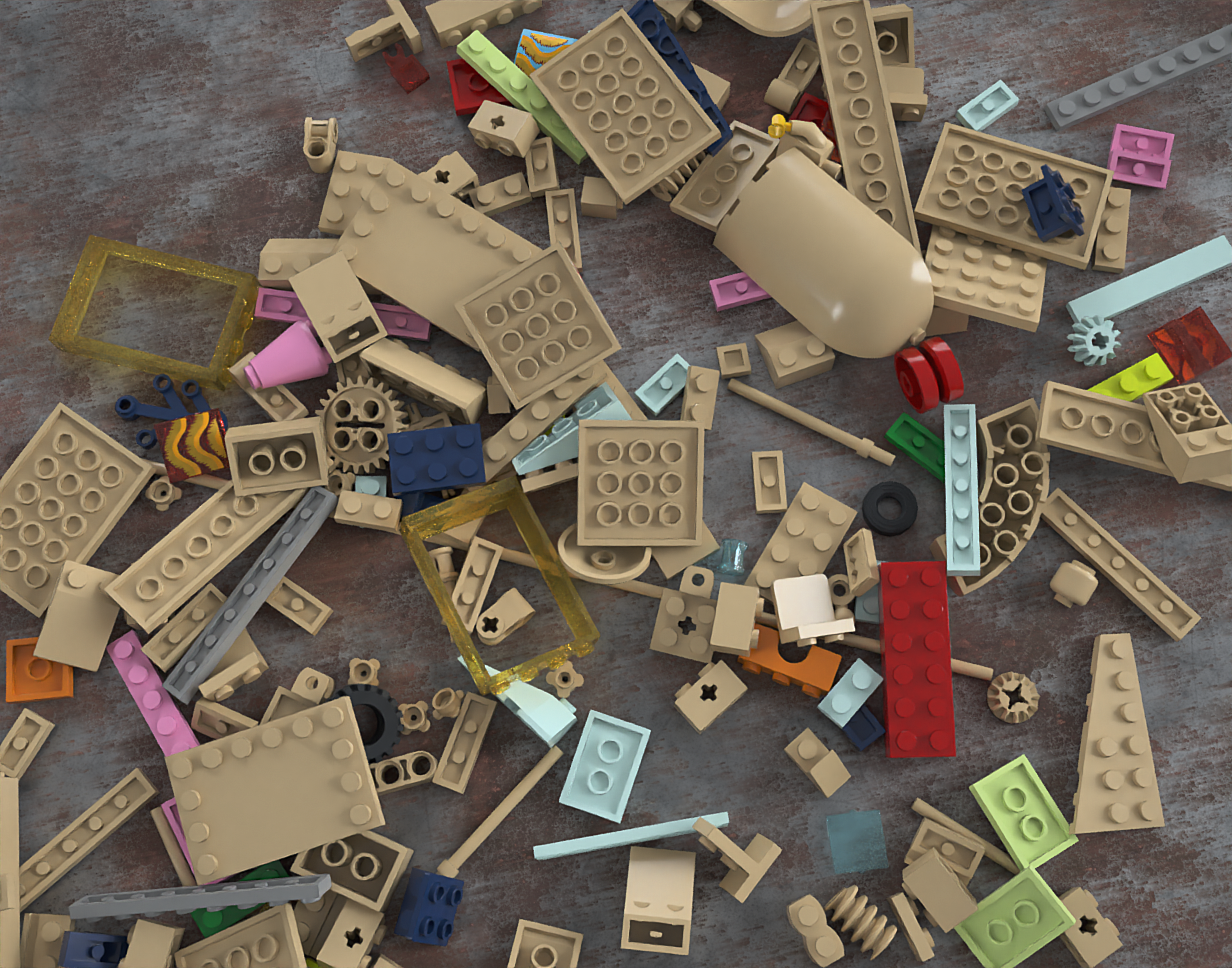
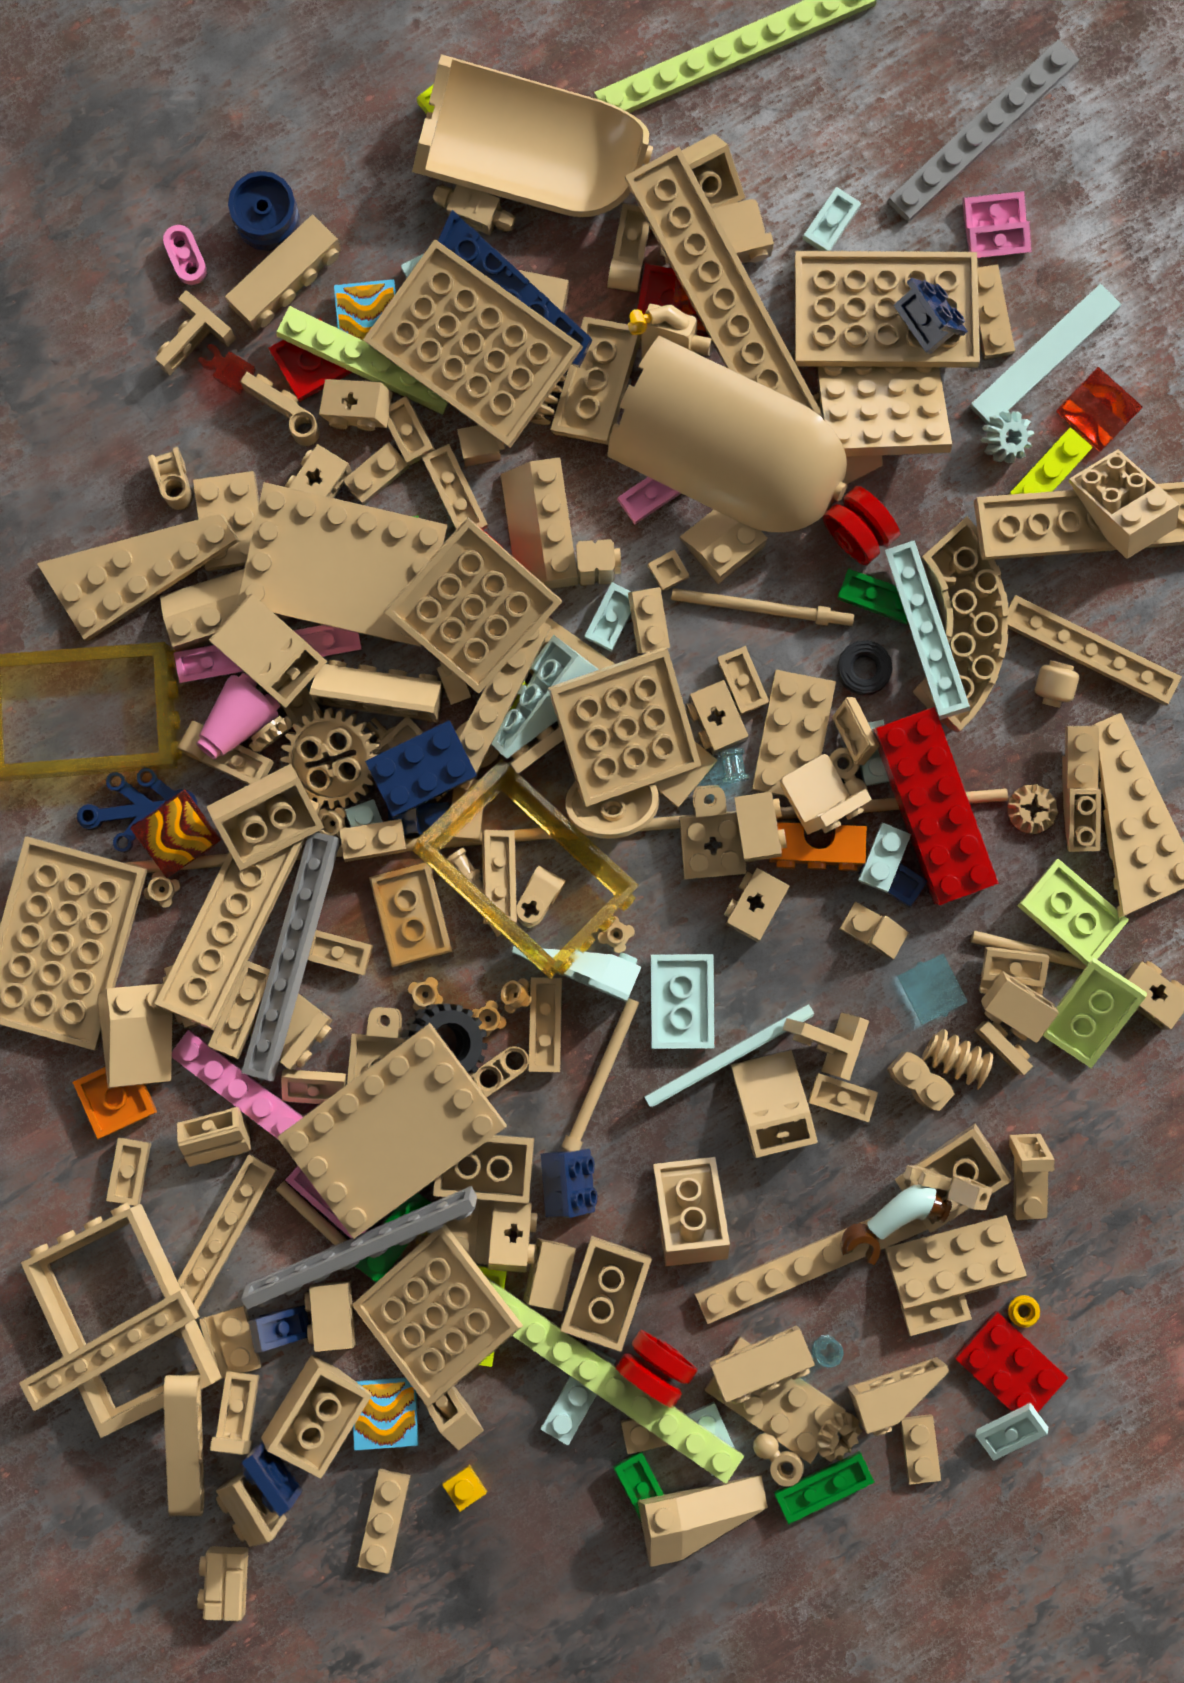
camera: 25 degrees left, 10 degrees up
(111, 738) = (213, 1137): none -> tan brick
(240, 210) = (119, 577): none -> tan wing
(315, 384) = (270, 733): none -> tan gear
(379, 594) = (410, 914): none -> tan tile
(442, 112) = (284, 403): none -> tan plate
(632, 280) = (540, 521): none -> tan slope
(668, 329) = (597, 562): none -> tan brick
(731, 919) = (842, 1097): none -> tan plate
(738, 491) = (716, 699): none -> tan brick
(1068, 693) = (1081, 788): none -> tan slope

